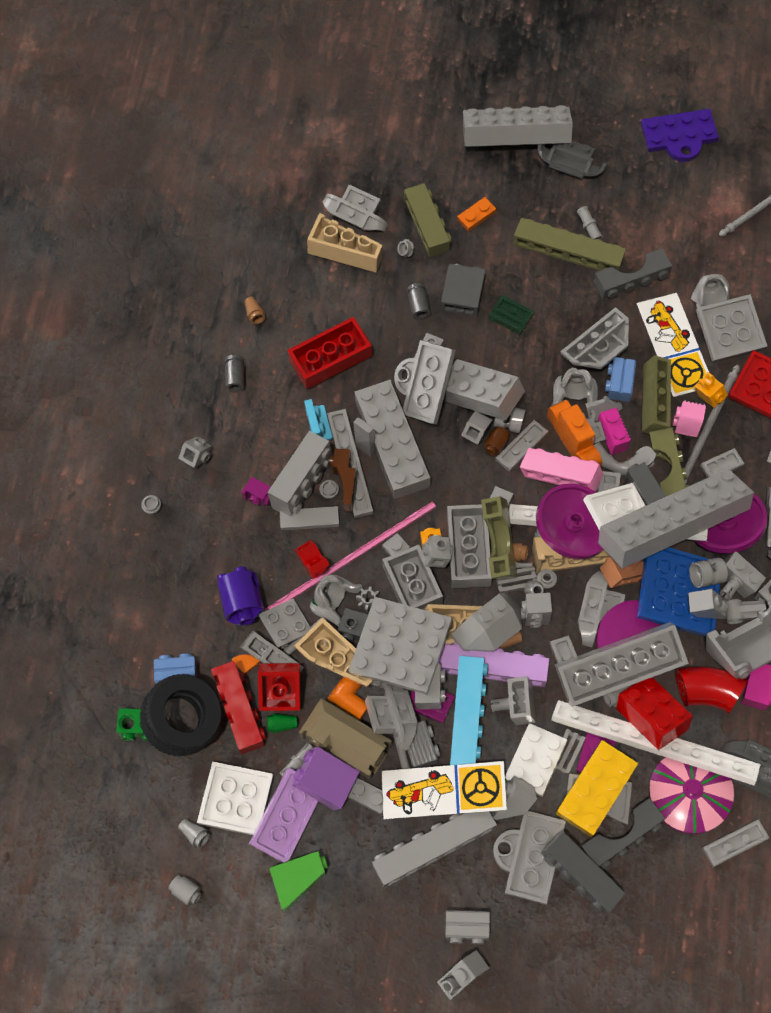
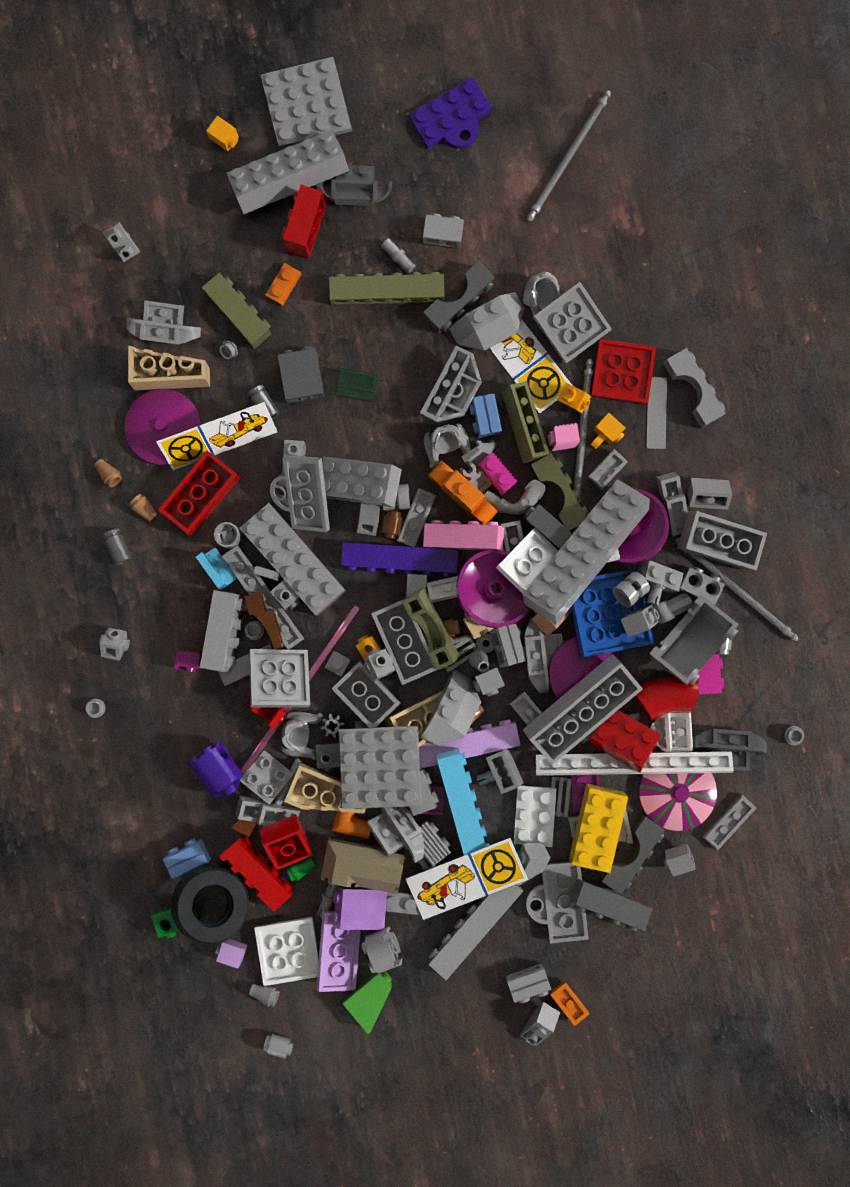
camera: 20 degrees left, 20 degrees up
(179, 777) = (231, 952): none -> lavender brick
(272, 348) = (143, 507): none -> medium nougat cone
(320, 291) = (156, 417): none -> magenta dish
(331, 830) = (382, 950): none -> light grey brick
(336, 534) = (279, 678): none -> light grey plate
(341, 396) = (228, 535): none -> light grey wheel
(348, 134) = (121, 241): none -> light grey hips
(370, 309) = (217, 436): none -> sticker
(372, 467) = (285, 595): none -> light grey brick
(472, 82) = (222, 133): none -> light orange brick
(491, 472) = (399, 558): none -> dark purple brick
(502, 965) = (569, 1003): none -> orange plate
(516, 168) = (304, 221): none -> red brick
(554, 81) = (306, 102): none -> light grey plate
(568, 586) = (508, 645): none -> light grey brick
(638, 216) = (443, 230): none -> light grey brick
(653, 302) = (489, 323): none -> light grey wedge
(670, 857) = (679, 860): none -> light grey brick
(708, 728) = (674, 731): none -> white slope
(734, 430) = (608, 430): none -> light orange brick

